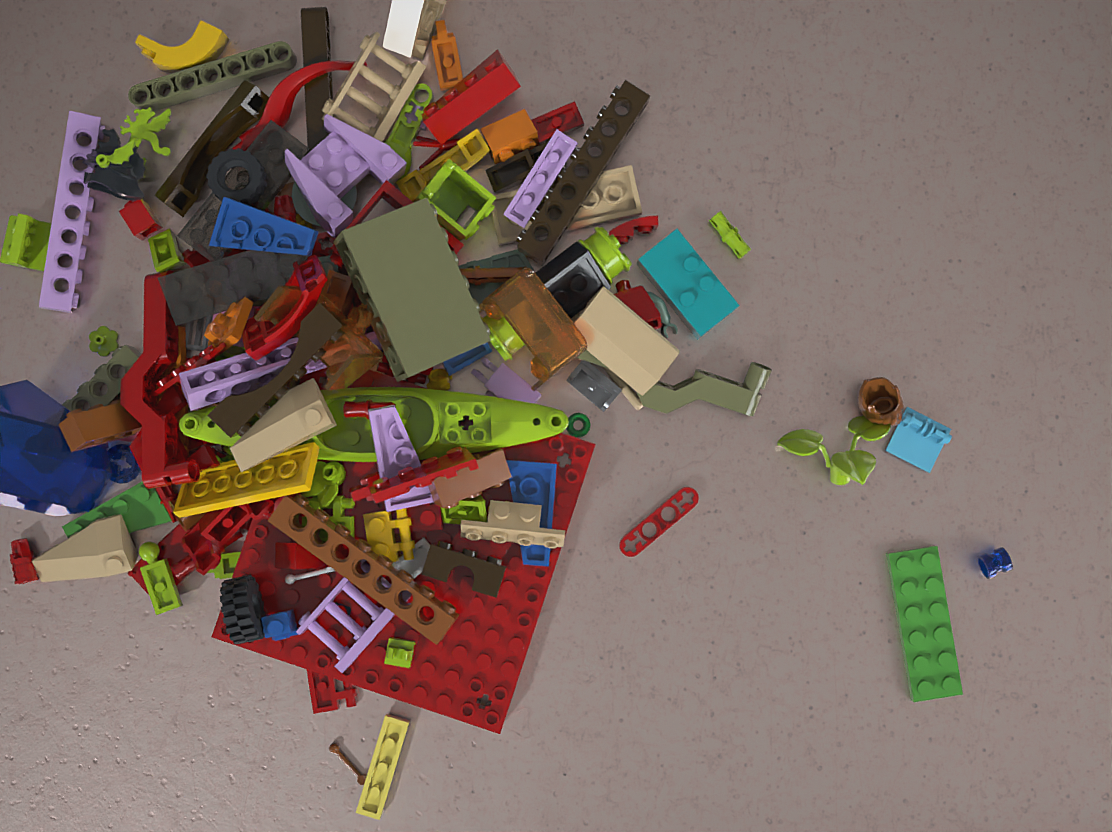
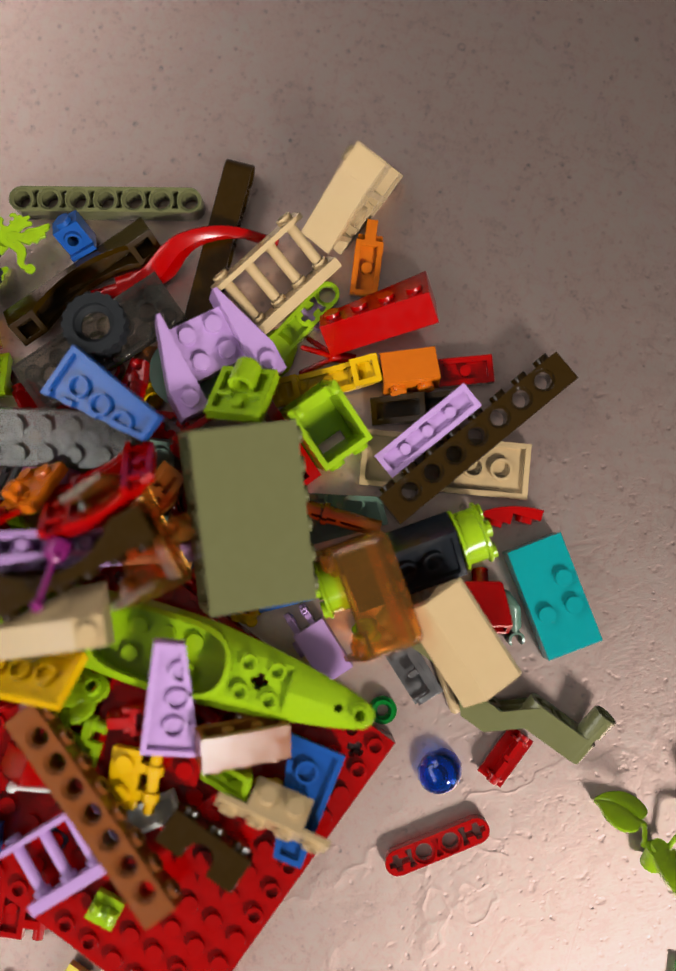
camera: 20 degrees right, 0 degrees up
(201, 48) = (104, 169): yellow arch -> none
(202, 112) = (83, 238): none -> blue brick
(265, 363) = (55, 551): none -> magenta hinge
(360, 409) = (154, 629): red axle -> none
(376, 191) = (242, 392): none -> lime plate
(423, 475) = (190, 732): red wing -> none
(641, 460) = (439, 771): none -> clear blue hair
(692, 430) = (505, 756): none -> red hinge
(730, 234) = (614, 554): lime pin -> none

